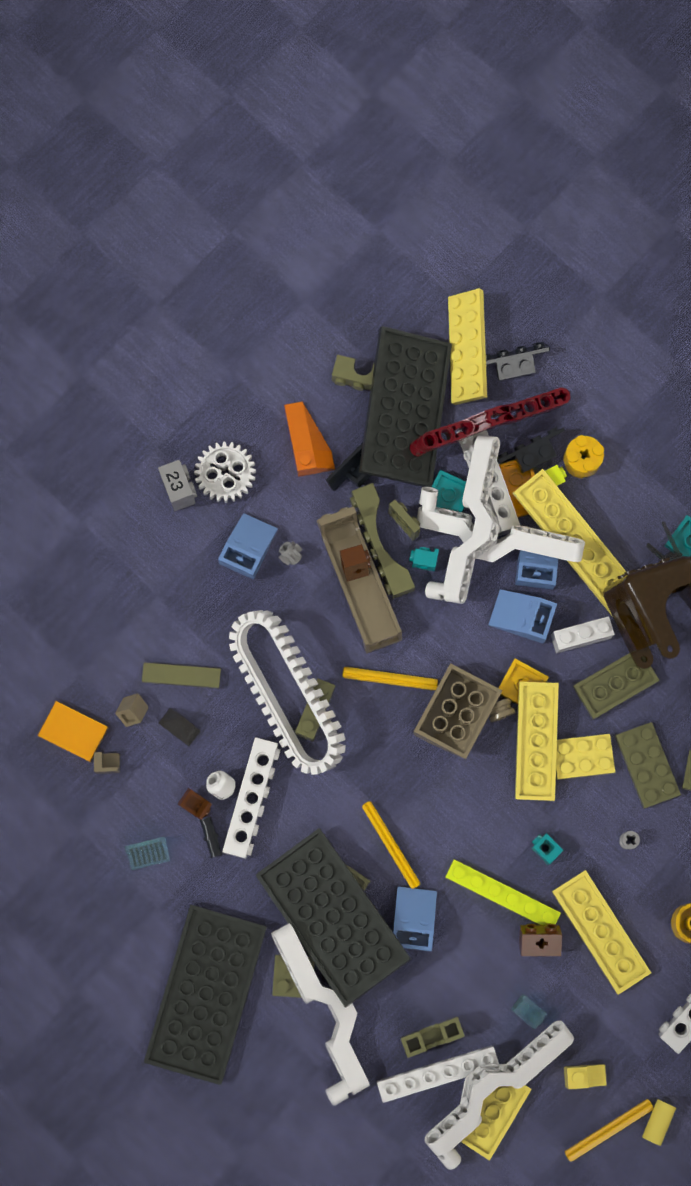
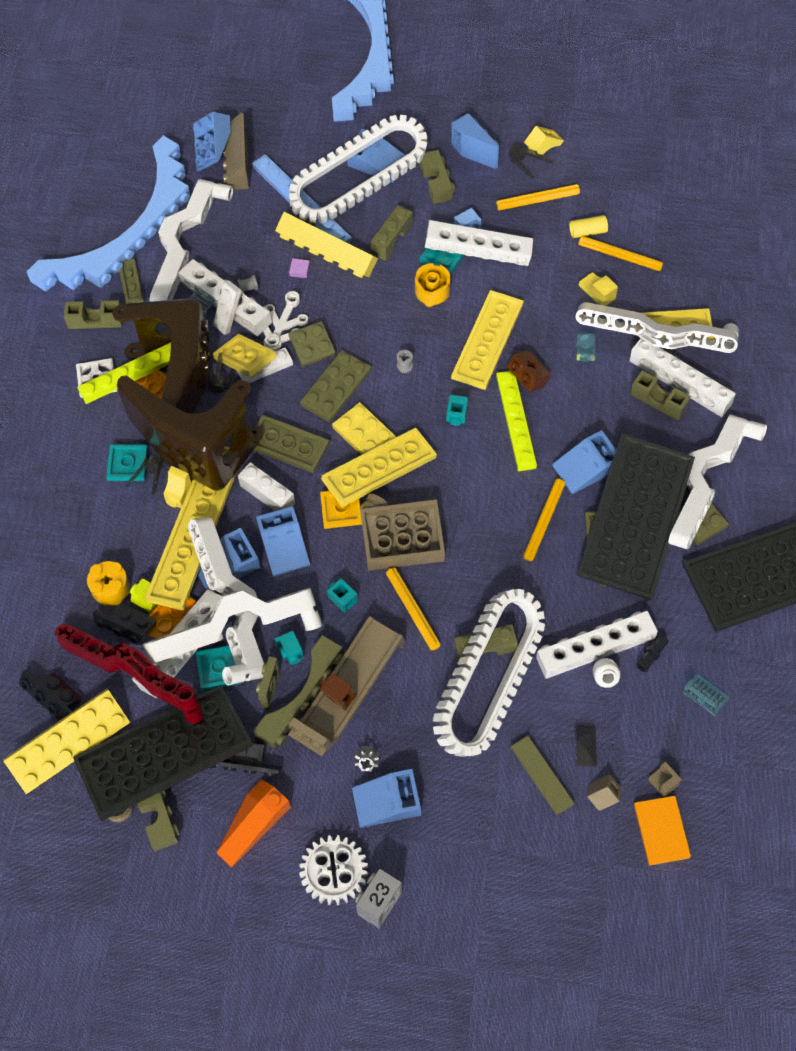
camera: 120 degrees left, 15 degrees down
(195, 804) = (637, 682): reddish brown bracket -> none
(446, 623) = (349, 597): none -> teal brick
(632, 559) = (177, 487): none -> light yellow arch

